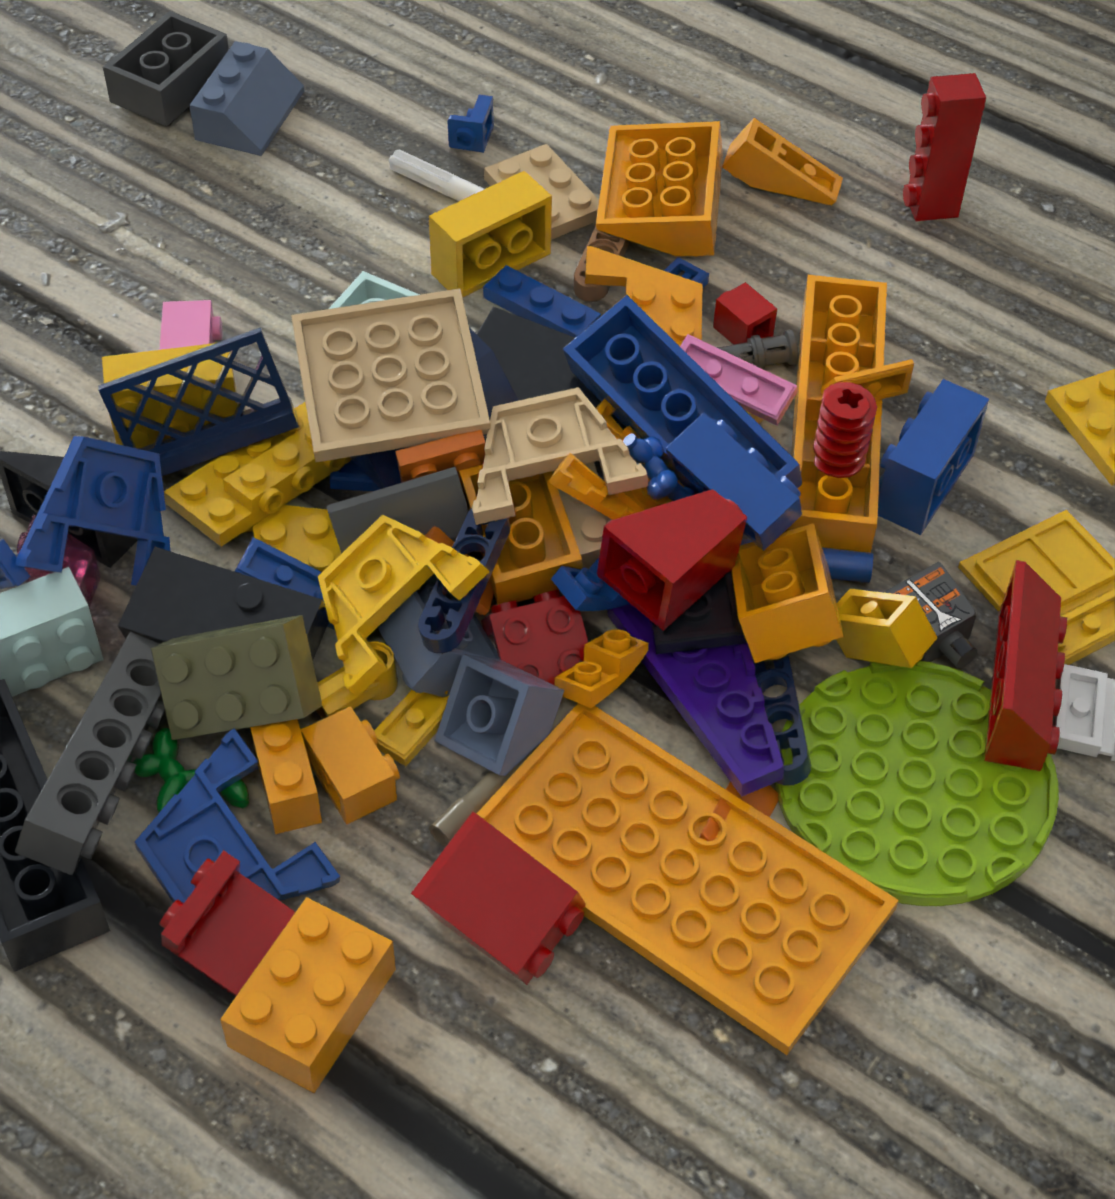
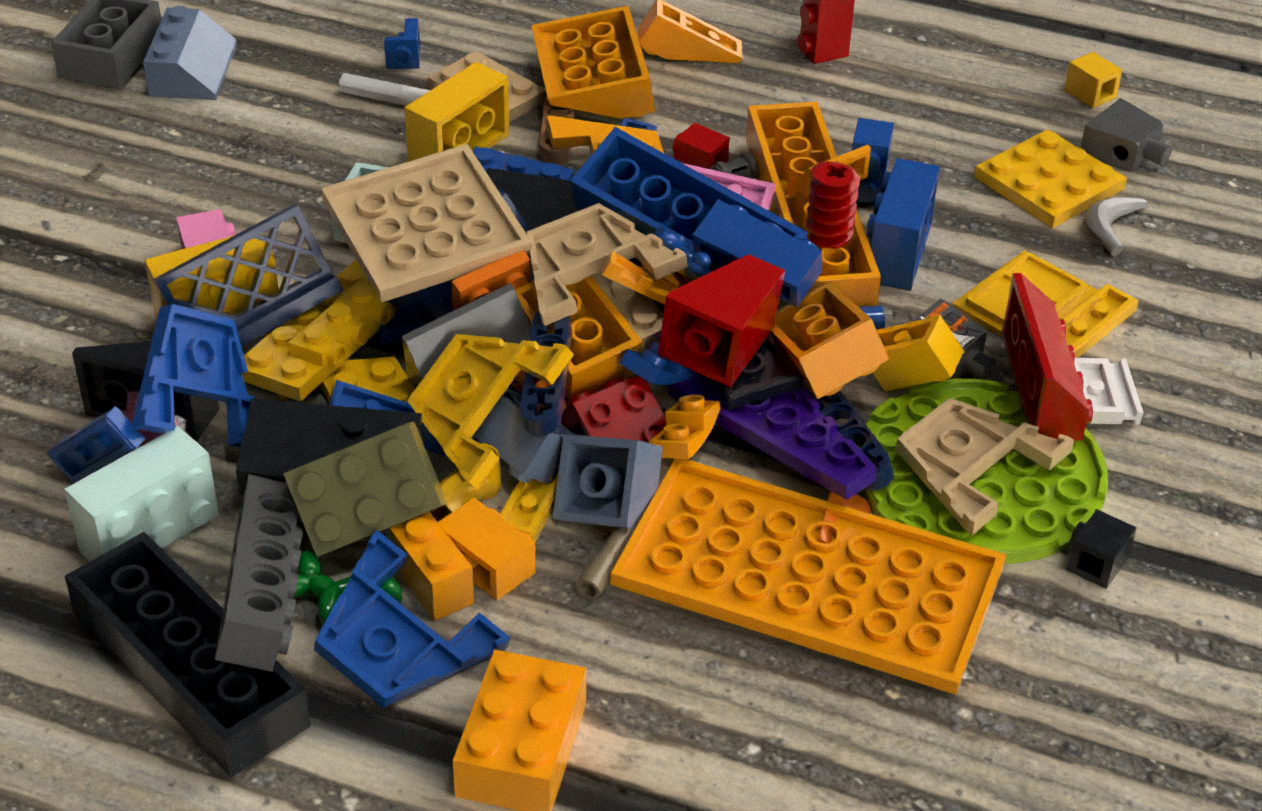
camera: 15 degrees left, 10 degrees down
(224, 923) = (425, 691): red bracket -> none
(500, 899) = (668, 617): red slope -> none
(896, 751) = (962, 443): none -> tan wing
(931, 351) = (879, 137): none -> blue brick
(1010, 913) = (1100, 548): none -> black brick

